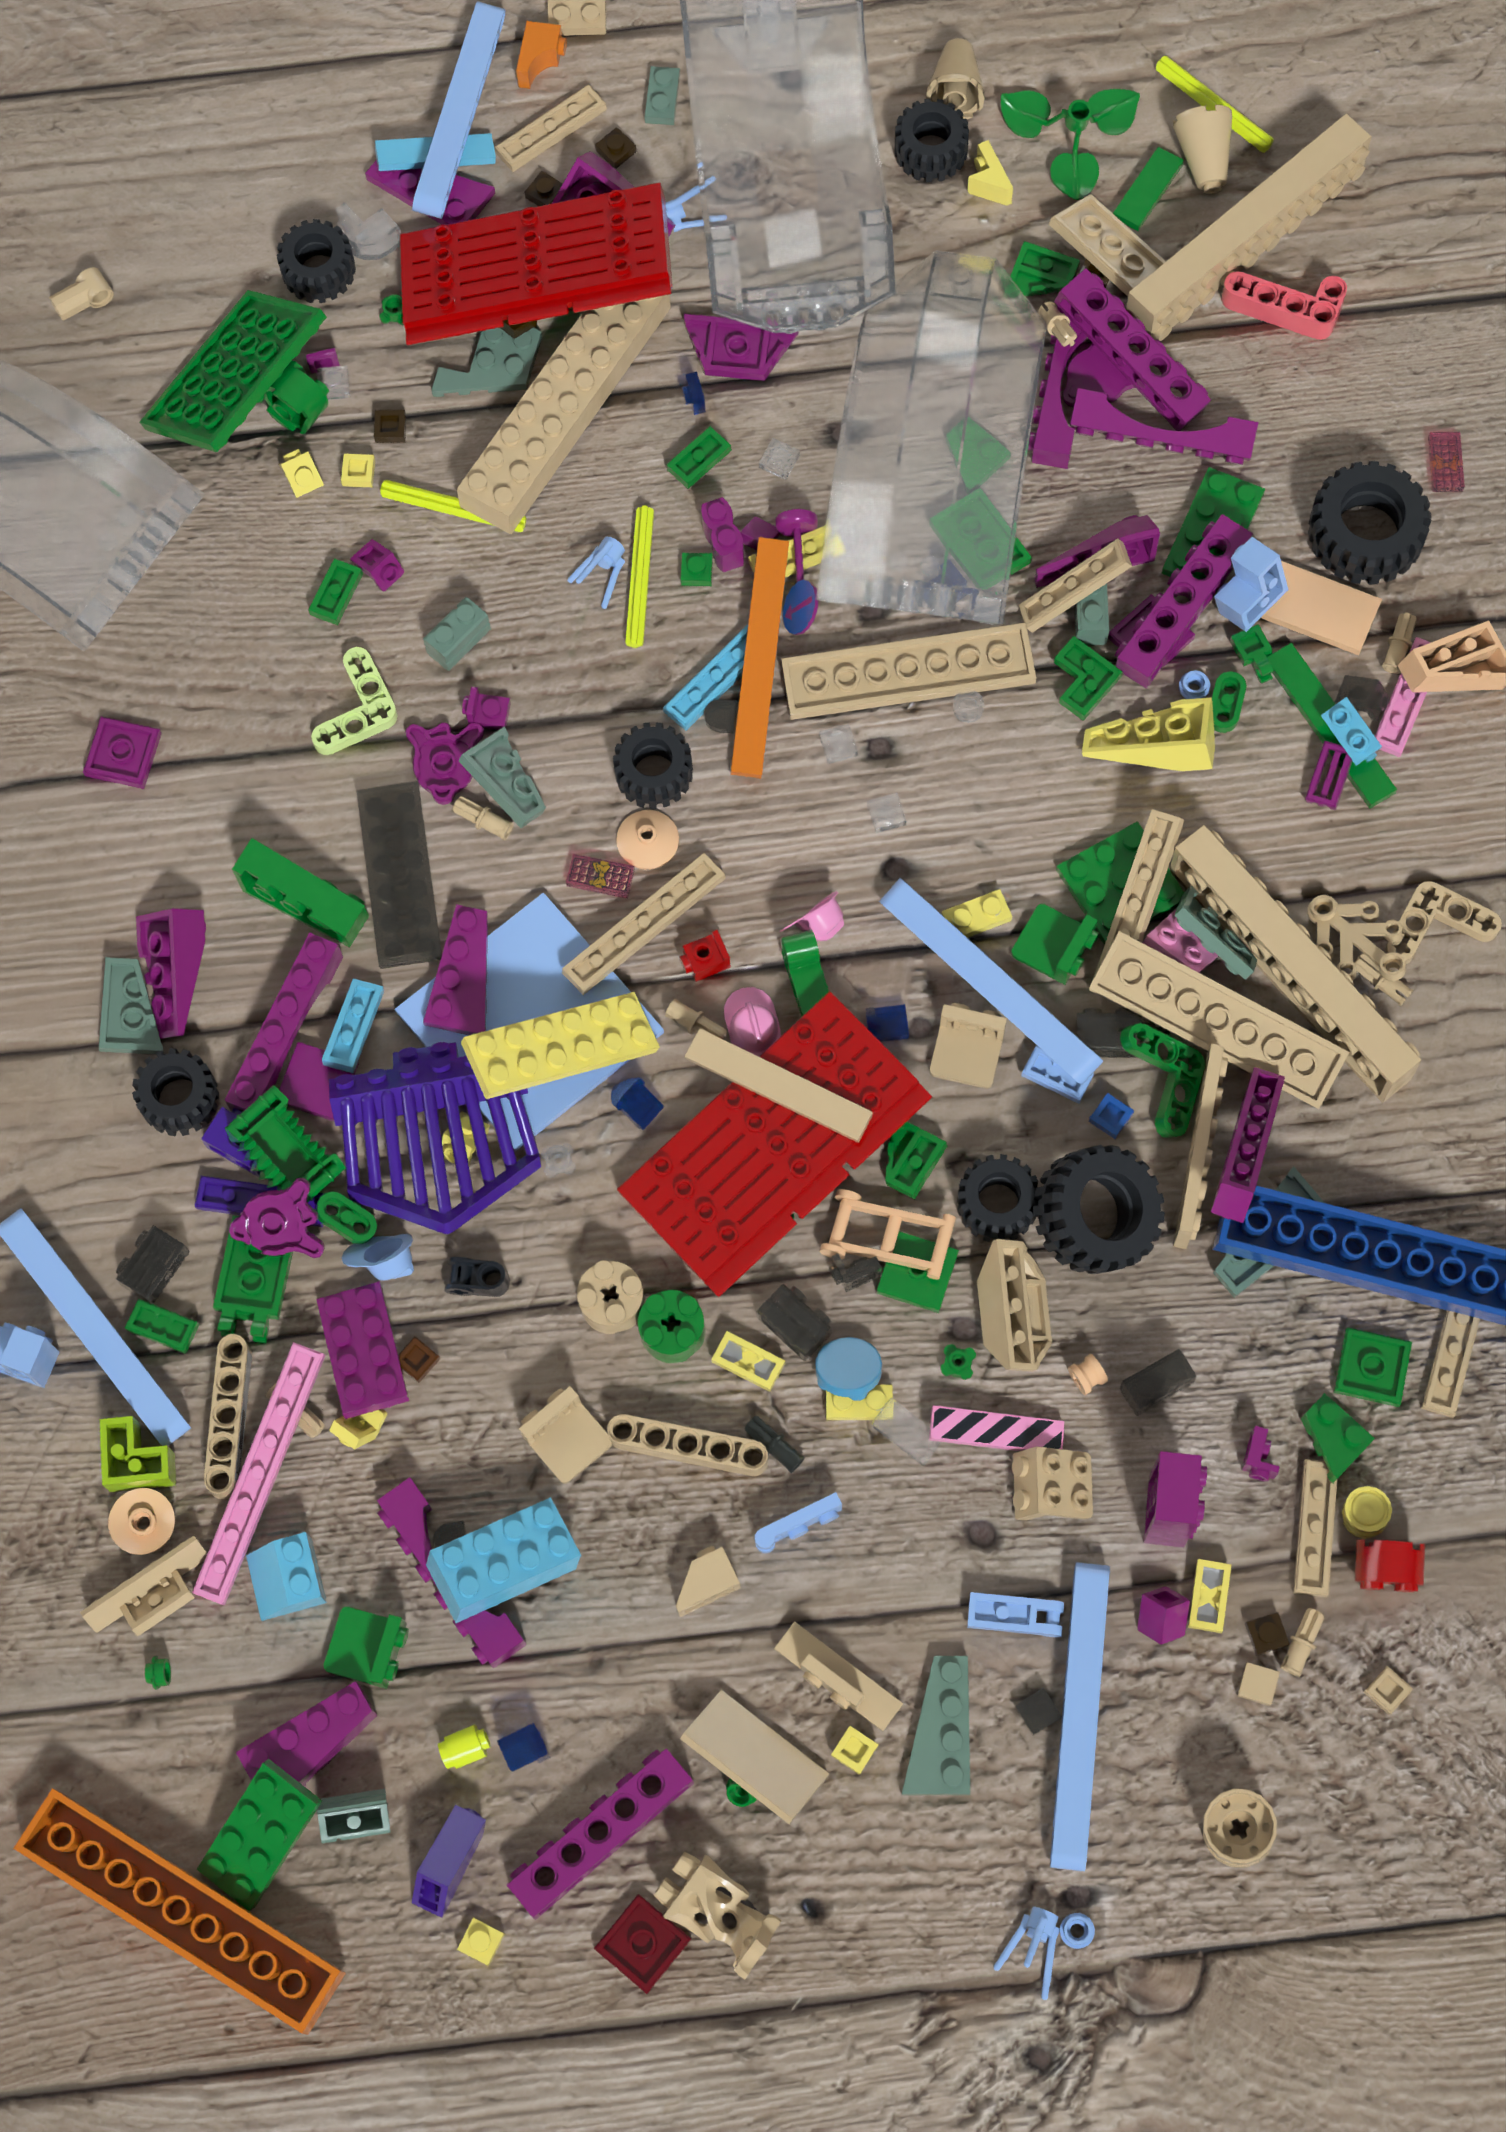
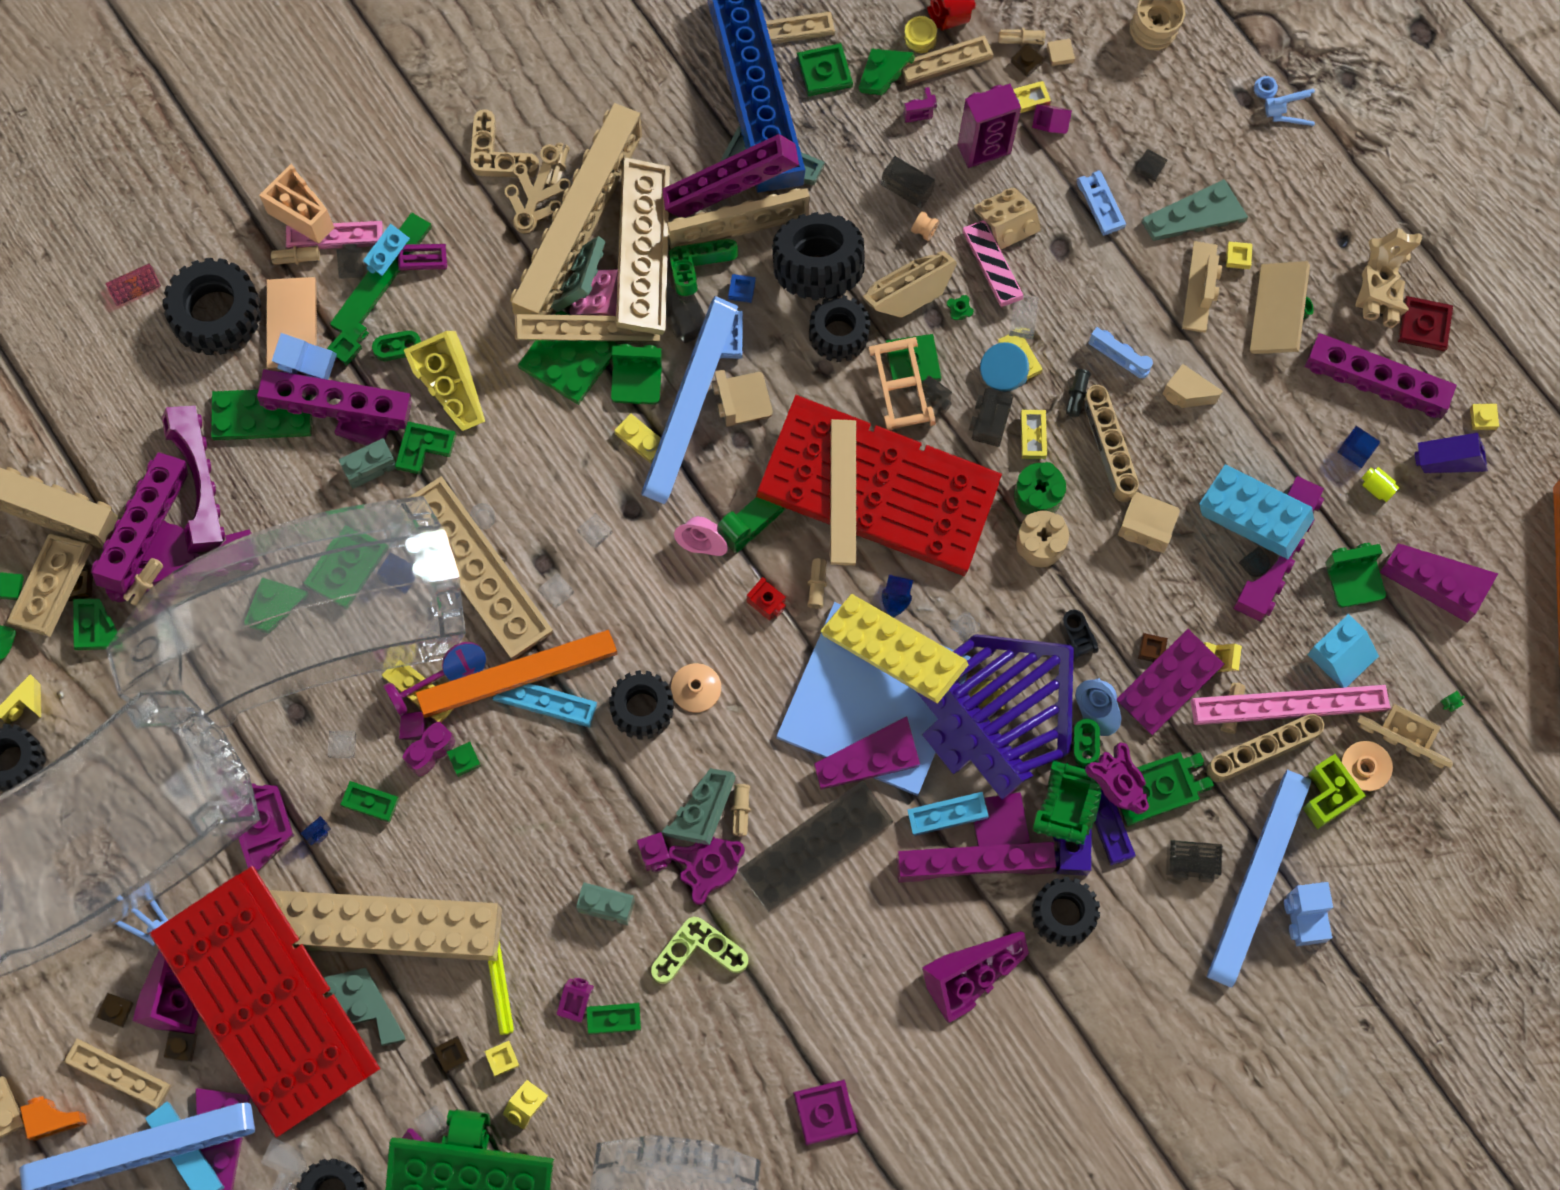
camera: 125 degrees left, 0 degrees up
(126, 1010) = (1023, 987): sand green wing -> none
(162, 1326) = (1230, 829): green plate -> none
(259, 1834) = (1514, 572): green plate -> none
(299, 893) = (870, 904): green wedge -> none
(353, 1816) = (1464, 525): sand green brick -> none
(389, 304) = (337, 1106): green plate -> none
(600, 876) = (742, 704): clear pink tile -> none
(606, 555) = (486, 825): light blue plant -> none
(639, 577) = (489, 797): neon yellow axle -> none
(643, 924) = (765, 651): tan plate -> none
(662, 95) = (48, 997): sand green plate -> none
(721, 715) = (574, 682): clear smoke tile -> none
(751, 1020) = (795, 549): bright pink piece -> none
(887, 1022) = (750, 460): clear blue tile -> none
(912, 1158) = (841, 394): green wing -> none
(1075, 585) = (356, 469): tan tile -> none
(1079, 1717) = (1138, 138): light blue beam -> none
(1137, 533) = (304, 466): magenta wedge -> none
(1194, 677) = (393, 367): light blue plate -> none
(1310, 308) = (46, 445): coral beam -> none

